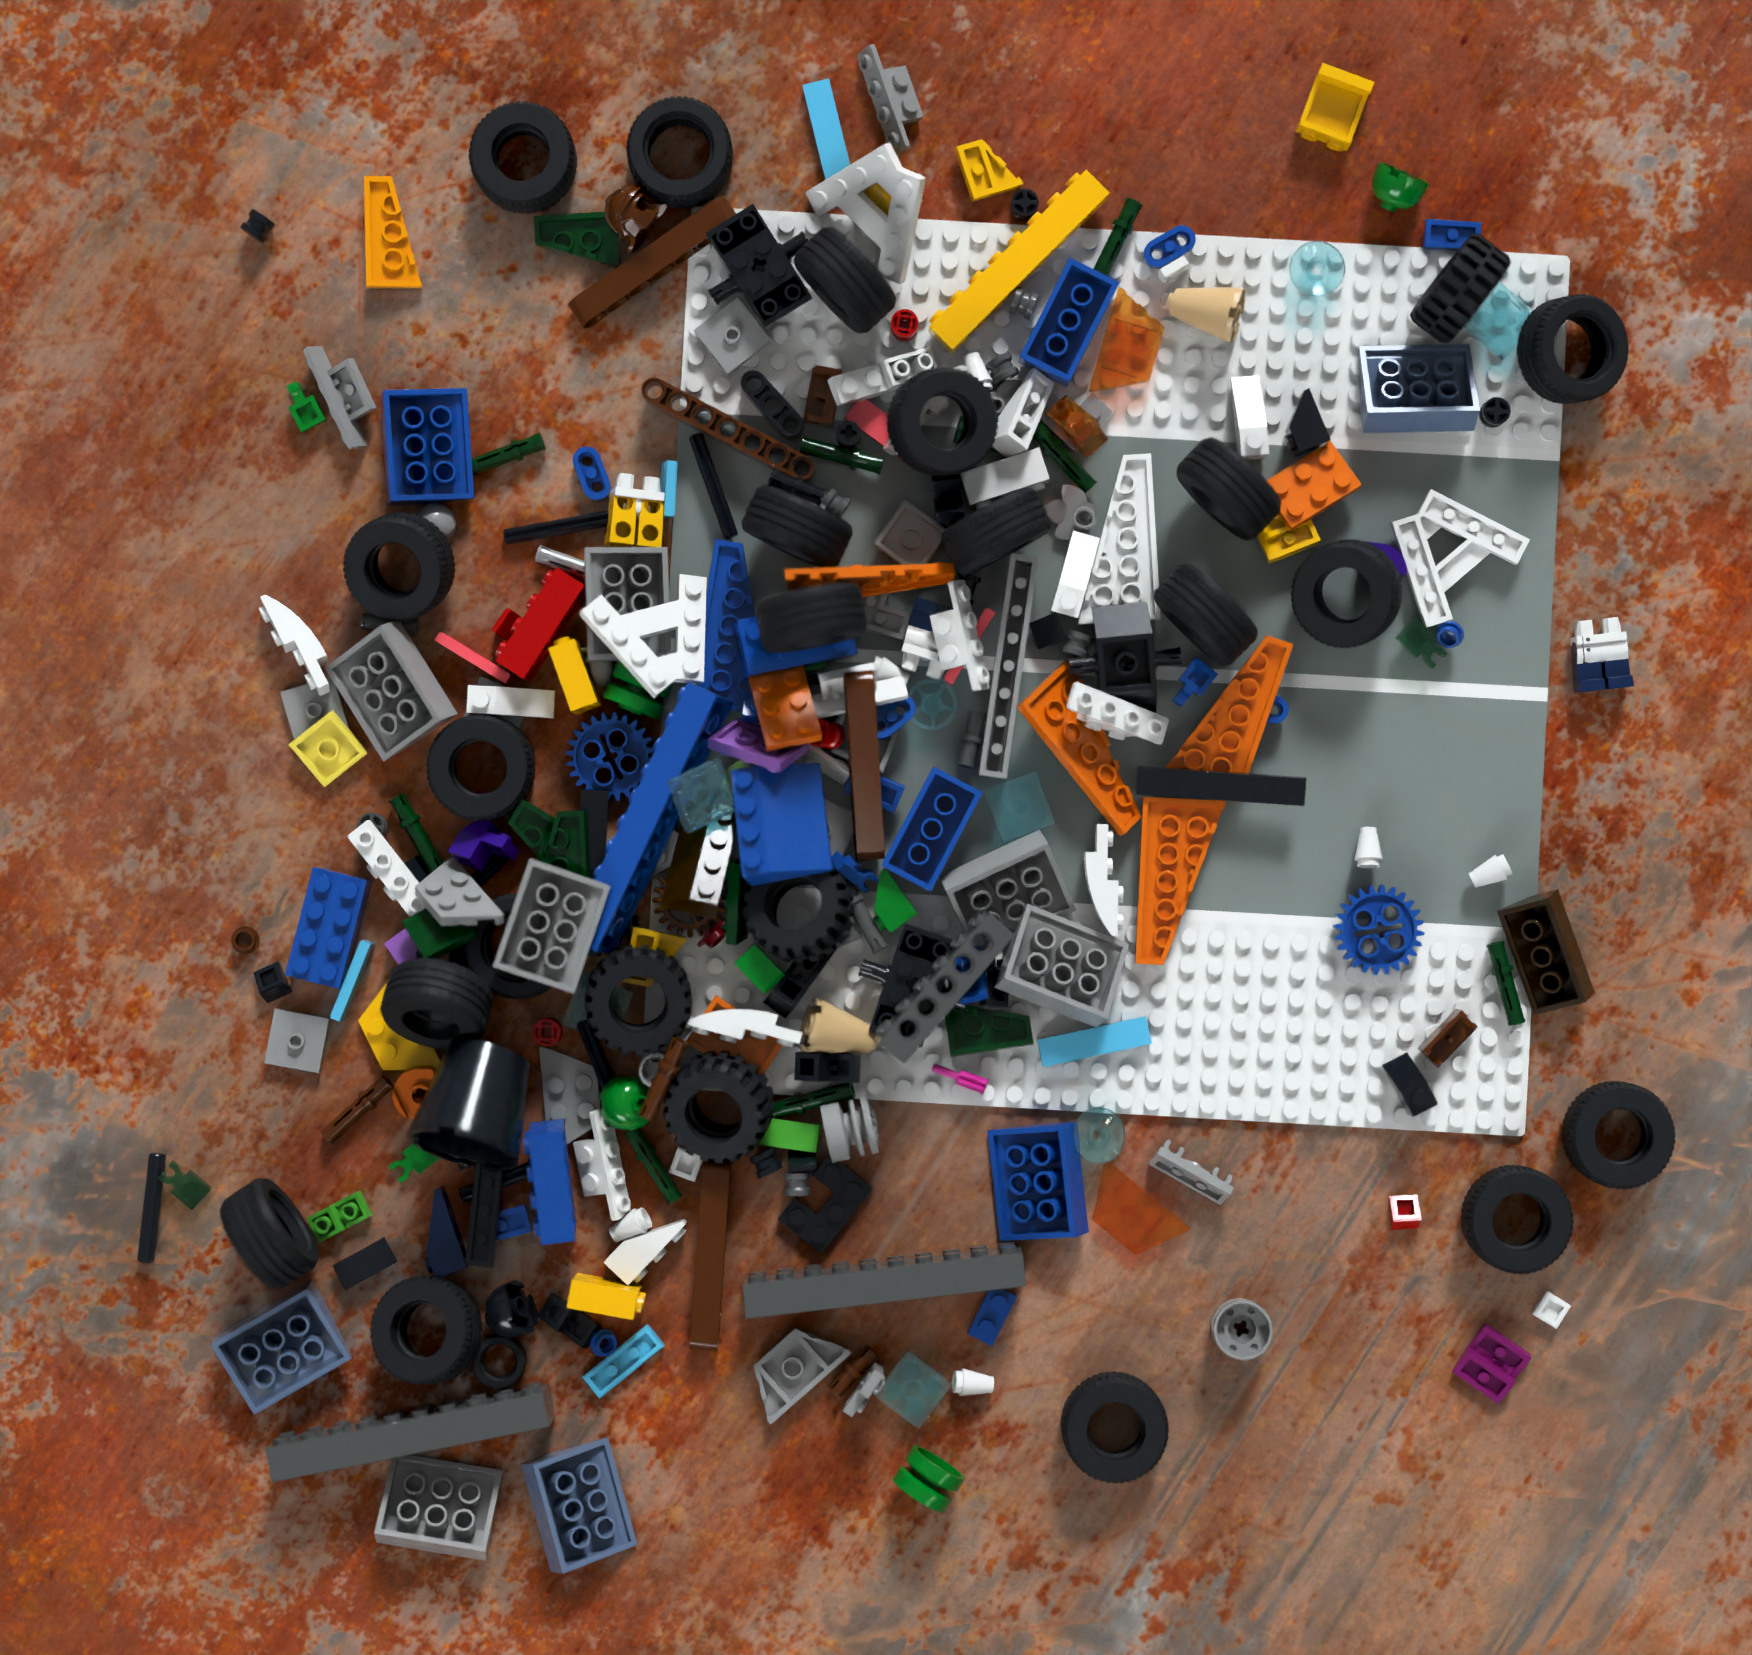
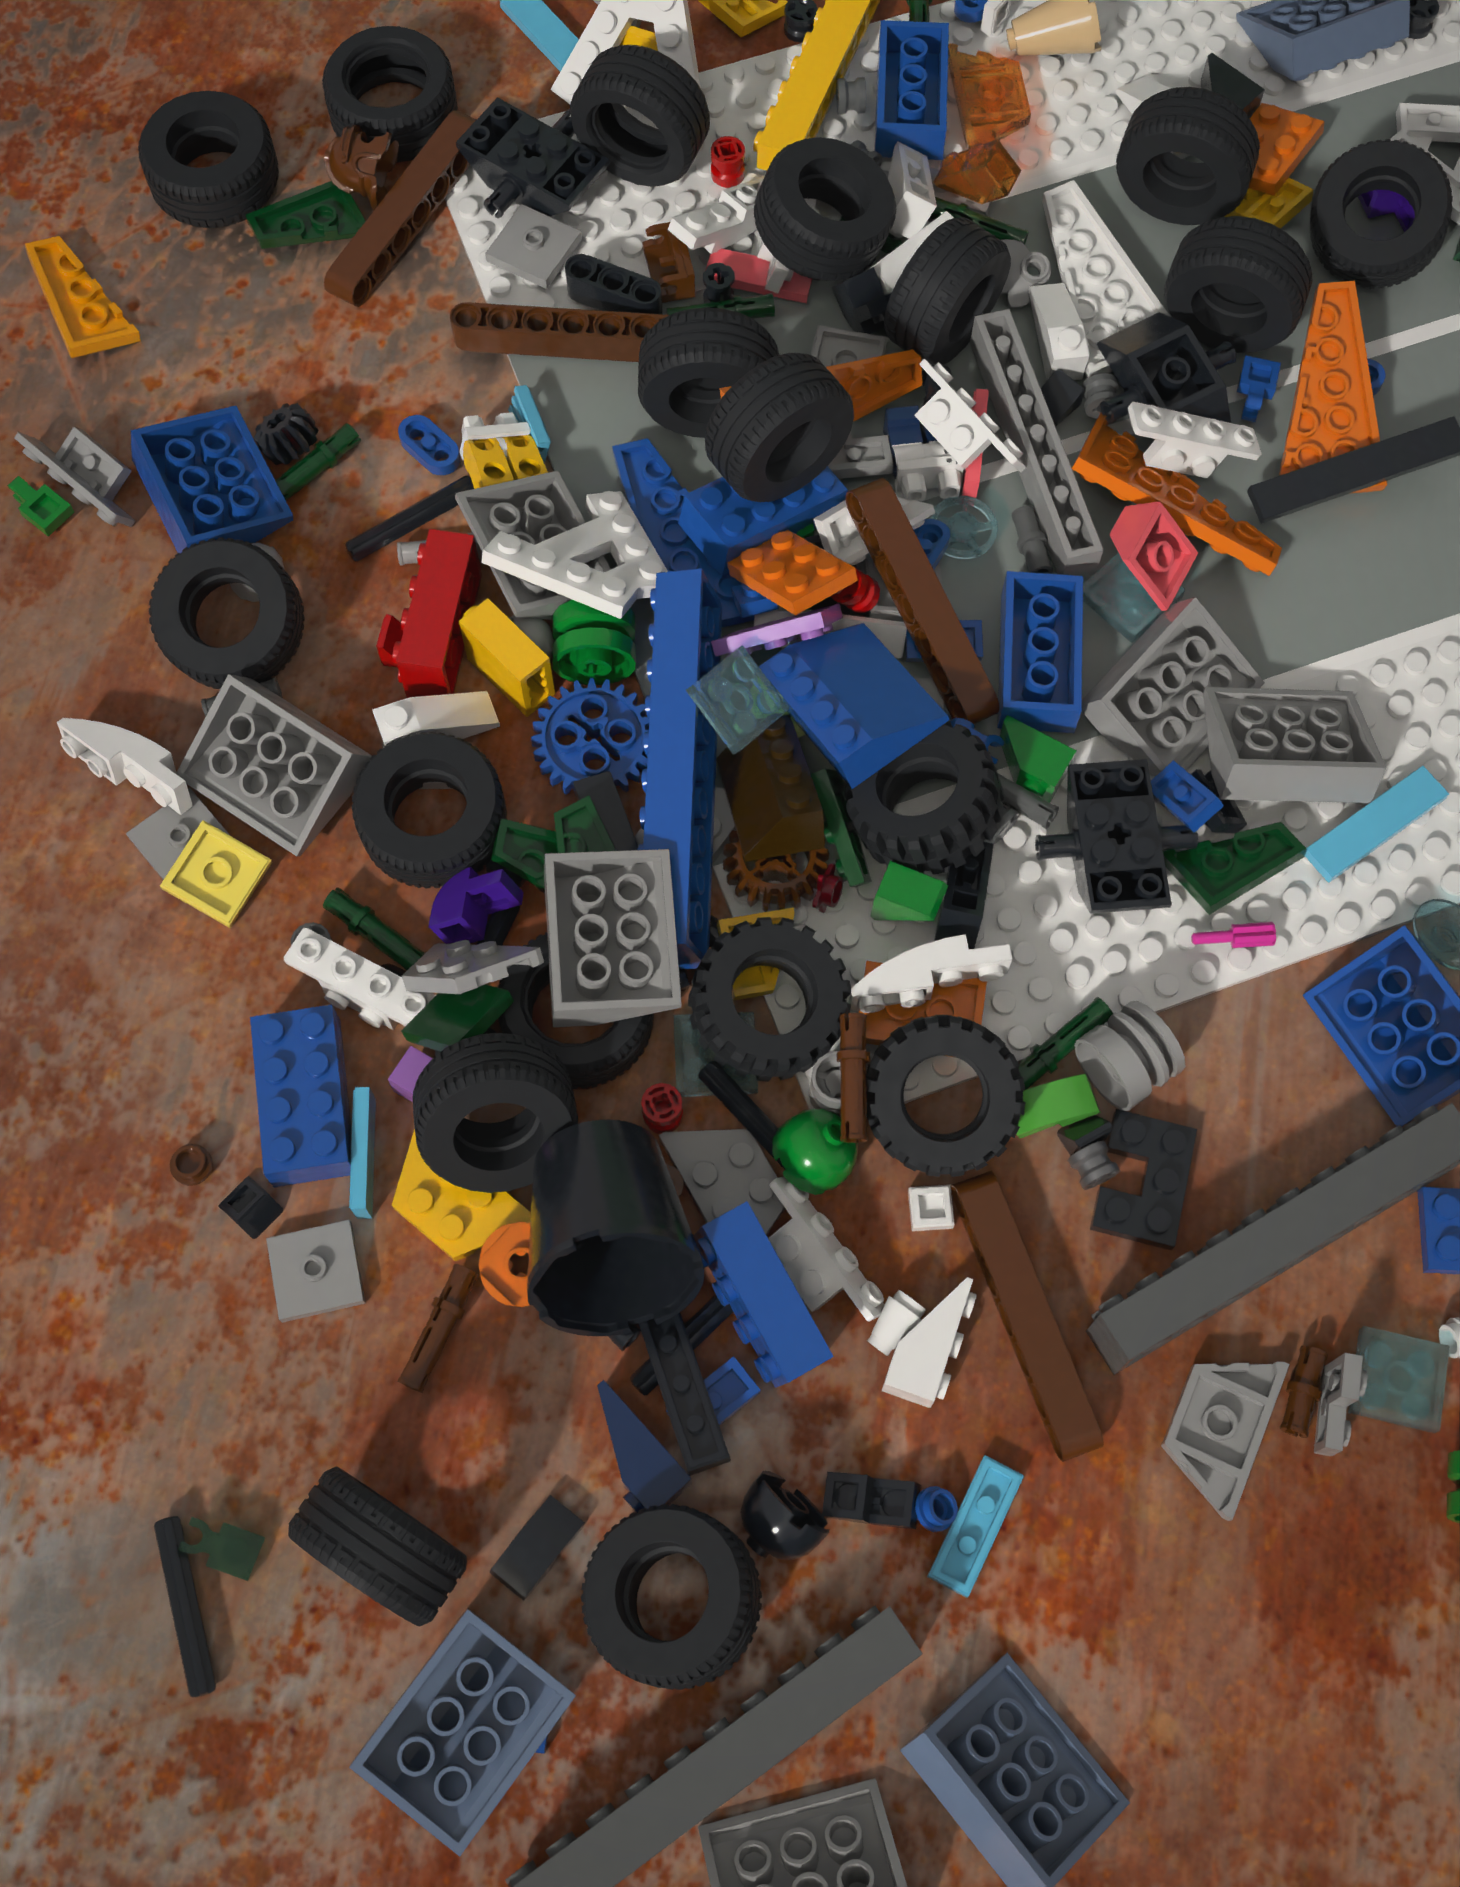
camera: 20 degrees left, 20 degrees down
(339, 1216) = (472, 1495): bright green slope -> none
(415, 1159) = (553, 1359): green plate -> none
(474, 658) = (356, 692): coral tile -> none
(493, 426) = (286, 434): none -> black gear
(499, 1382) = (831, 1601): black tyre -> none
(606, 1296) = (911, 1430): yellow brick -> none
(671, 1192) = (886, 1225): dark green pin -> none
(713, 485) = (582, 397): black axle -> none
(765, 1162) = (1038, 1155): black wheel -> none
(827, 1067) = (1058, 990): black brick -> none
(835, 1031) = (1047, 936): tan cone -> none
(995, 939) = (1180, 748): dark grey brick -> none
(1039, 792) = (1154, 550): none -> coral slope
(1103, 893) = (1283, 643): white slope -> none
(1171, 855) = (1347, 583): orange wing -> none

